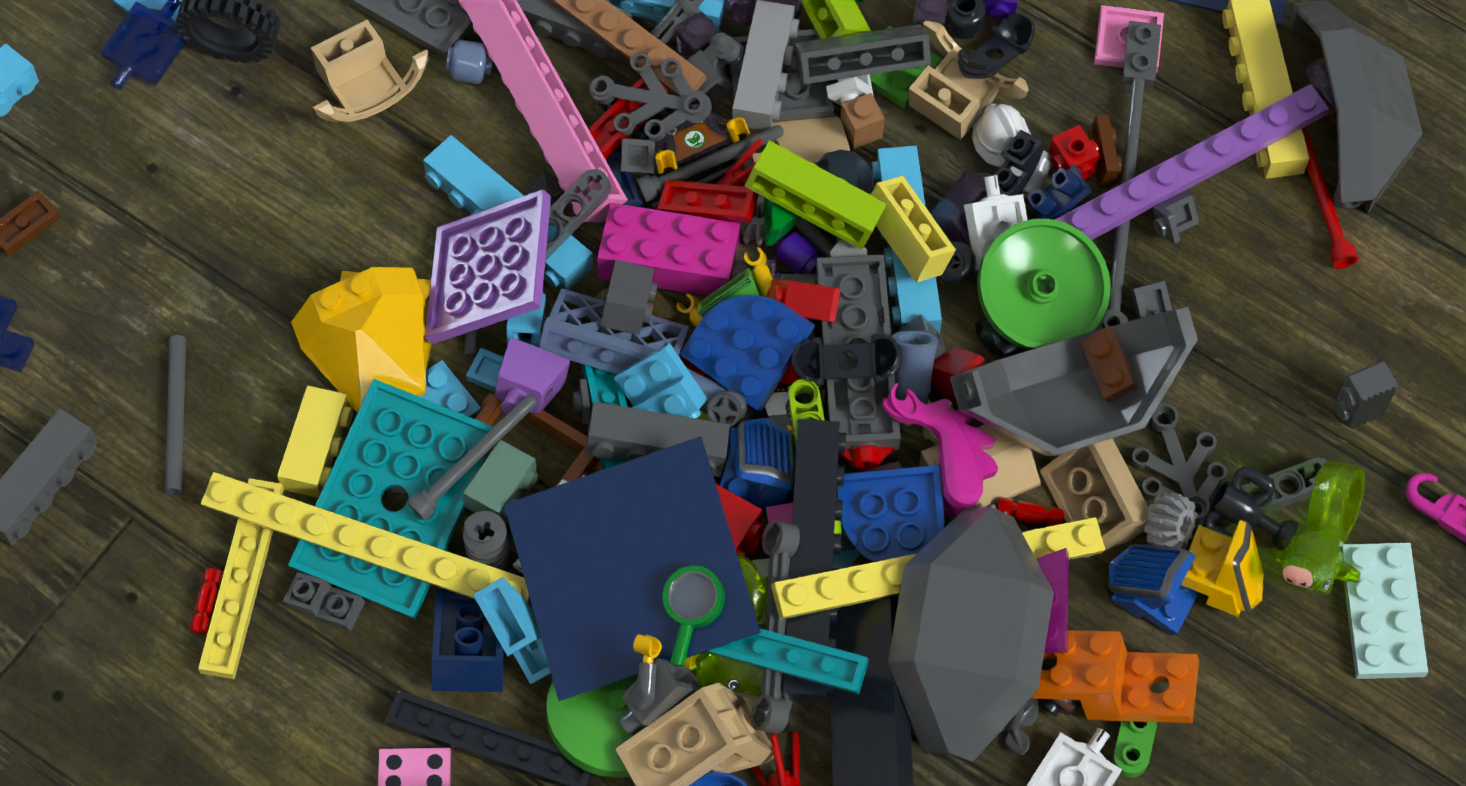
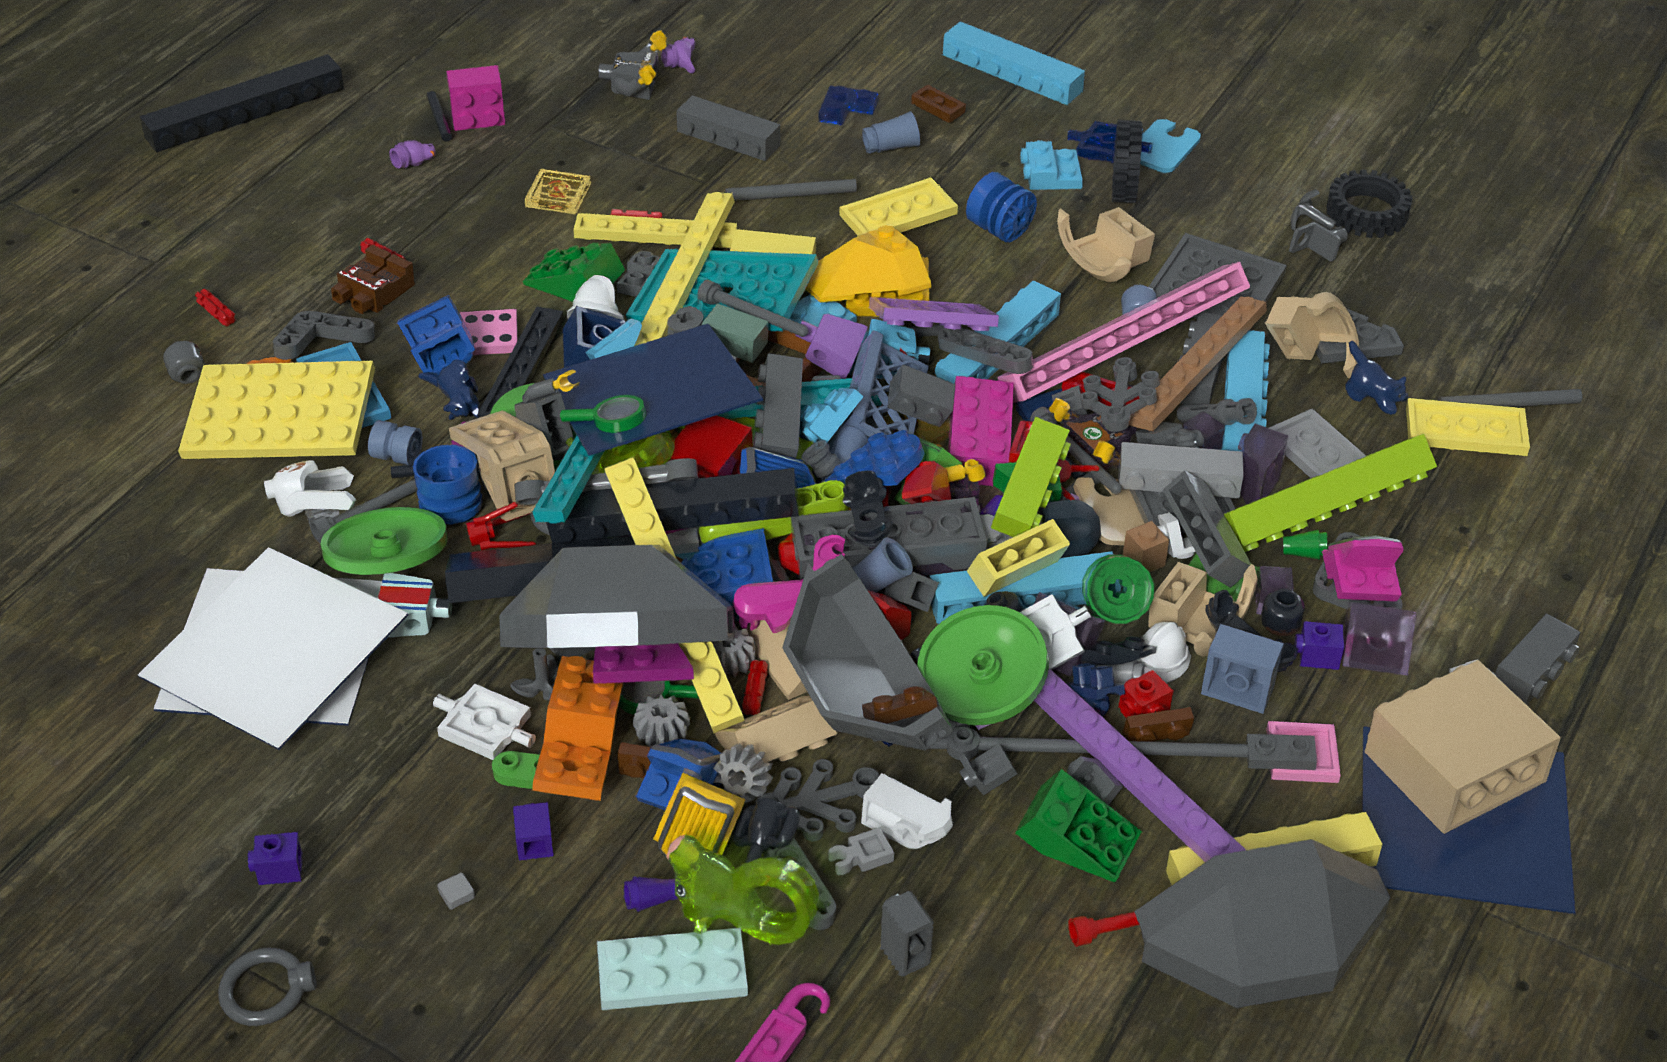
camera: 85 degrees right, 20 degrees down
(89, 281) = (892, 134): none -> sand blue plant
(128, 698) = (558, 191): none -> clear yellow tile
(178, 115) = (1050, 167): none -> medium azure plate
(243, 293) = (901, 208): none -> light yellow plate
(282, 172) = (1001, 207): none -> blue wheel
(316, 678) = (567, 269): none -> green slope
(404, 645) = (597, 295): none -> white piece
(949, 147) = (1125, 605): none -> green wheel
(1047, 60) = (1241, 668): none -> sand blue brick
(1094, 596) = (661, 720): none -> light grey gear
(1137, 629) = (633, 760): none -> reddish brown plate
(1216, 381) = (905, 813): none -> white piece
(1224, 731) = (533, 831): none -> dark purple brick
(1226, 241) = (1078, 828): none -> green slope
(1251, 425) = (865, 850): none -> light grey plate
(1300, 626) = (648, 892): none -> dark purple cone

